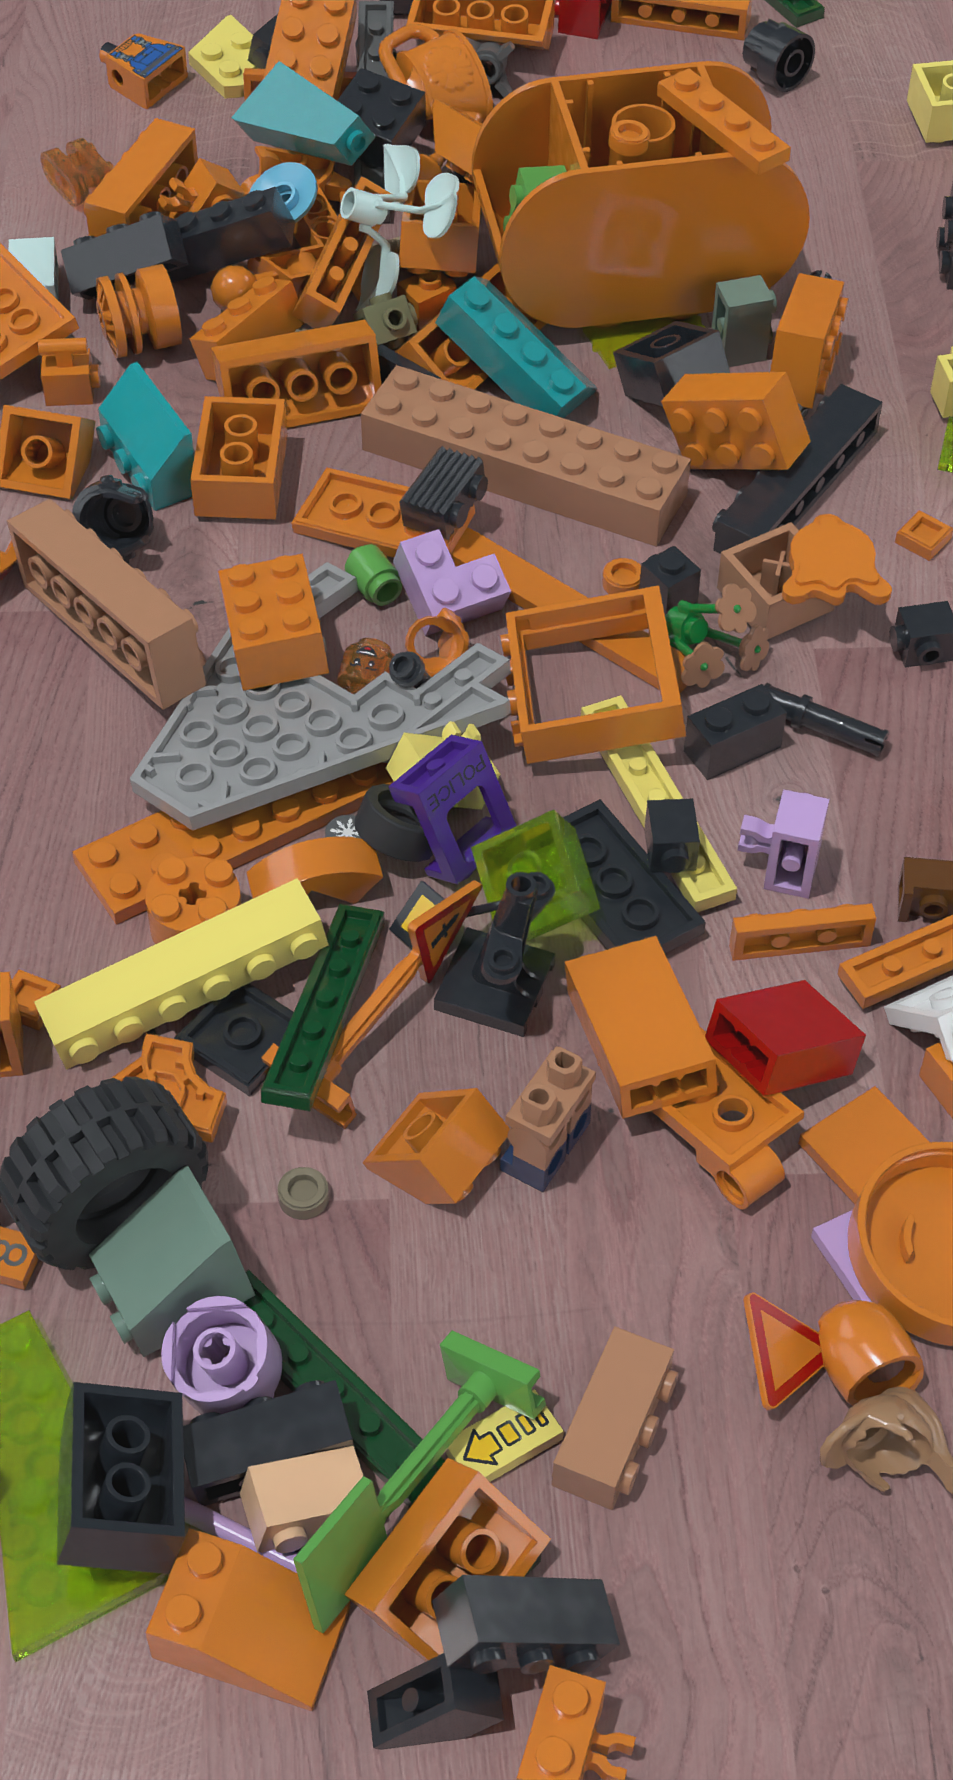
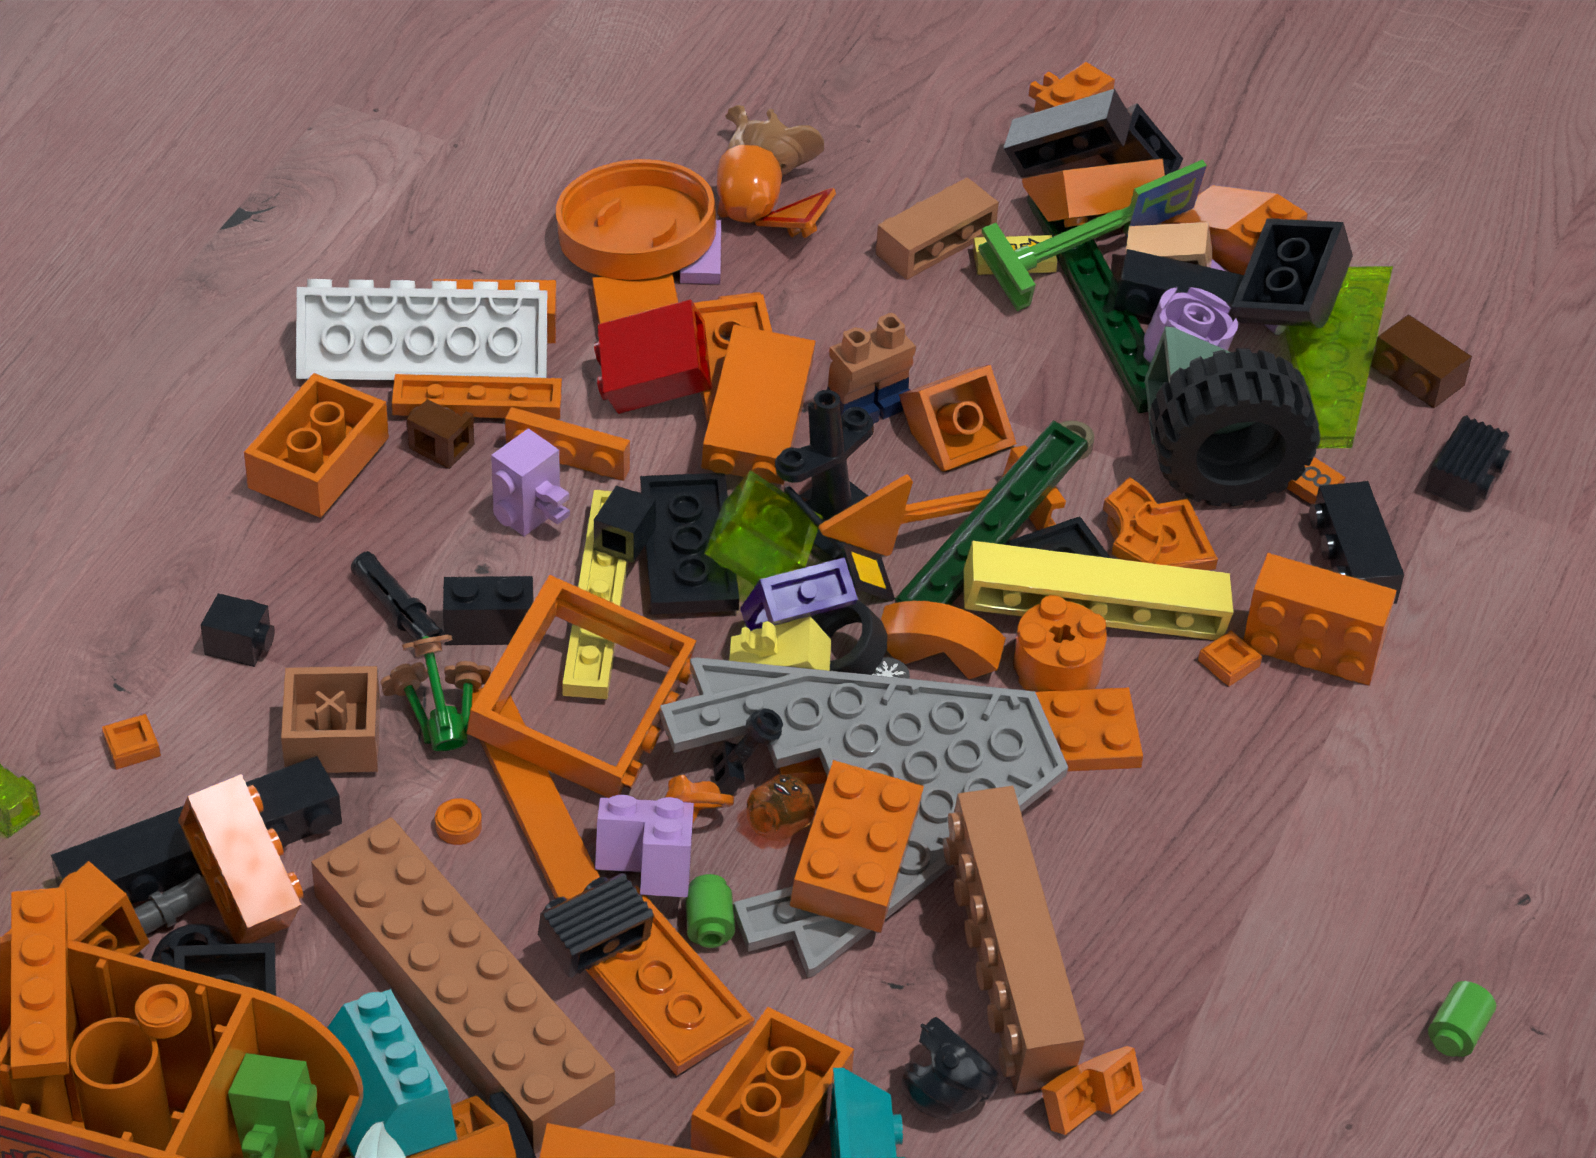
camera: 155 degrees left, 5 degrees down
(674, 575) = (430, 770): black brick -> none
(831, 561) = (288, 670): orange tile -> none

